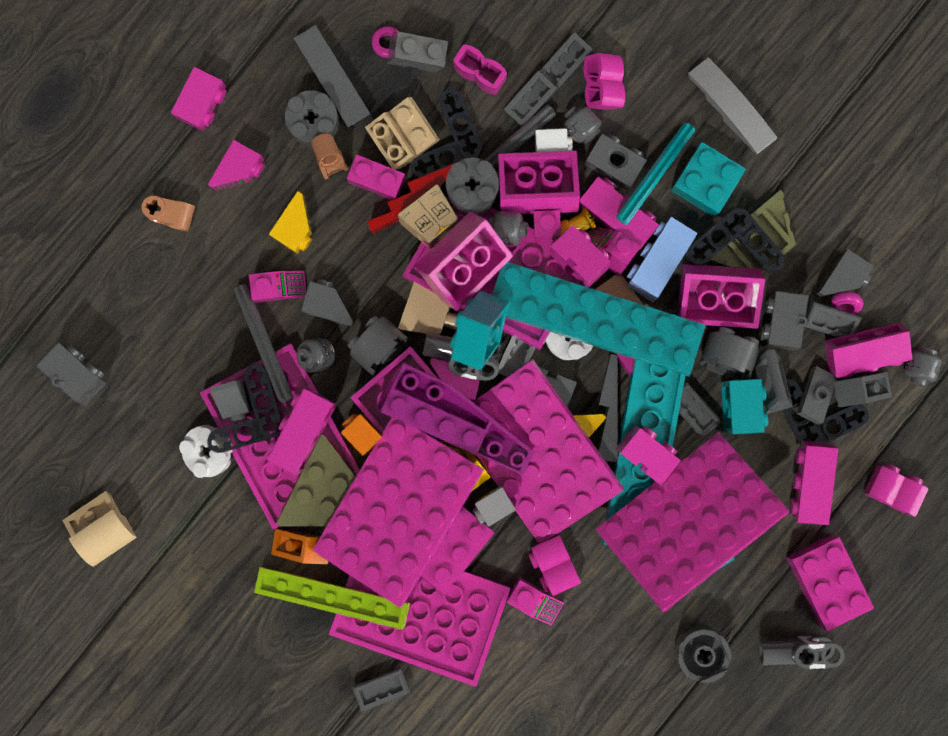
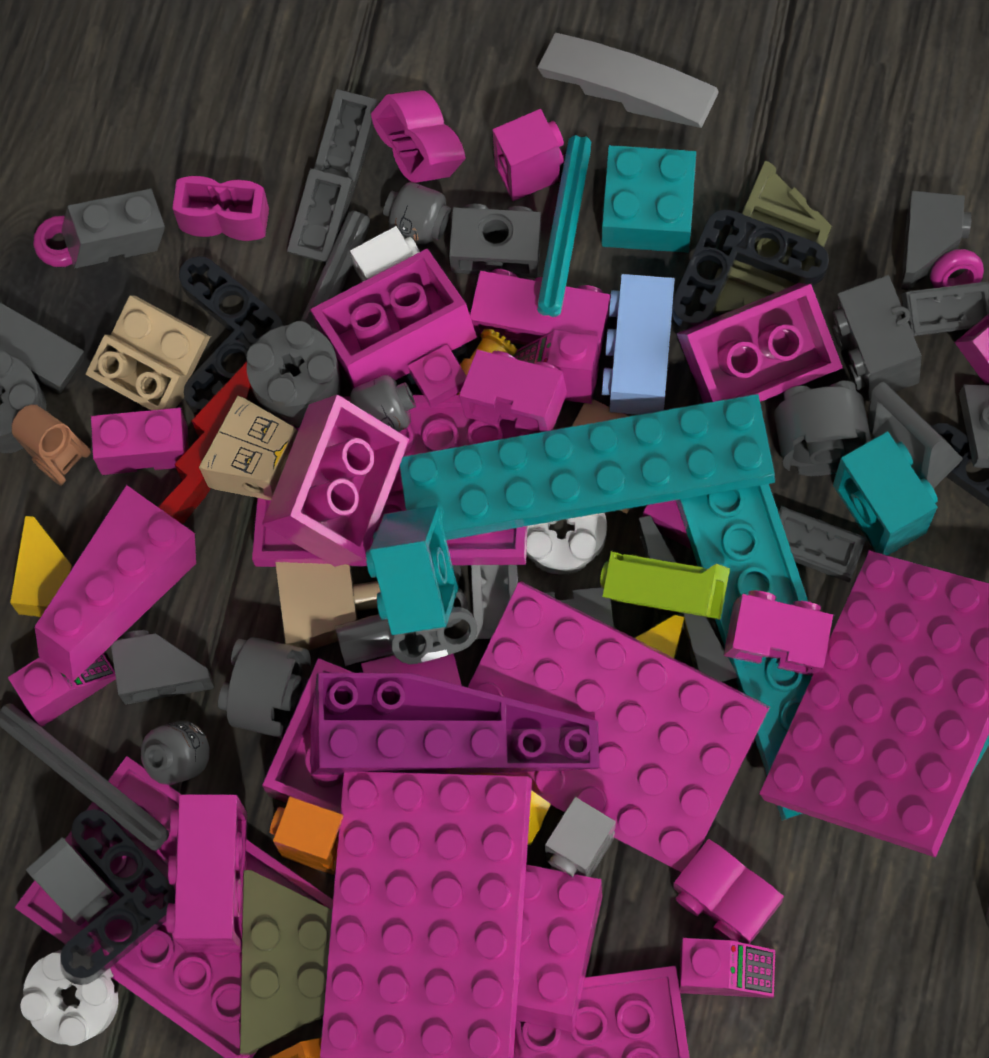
camera: 20 degrees left, 15 degrees down
(327, 251) = (114, 582): none -> dark pink wedge
(603, 399) = (665, 584): none -> lime window
(657, 123) = (528, 154): none -> dark pink brick

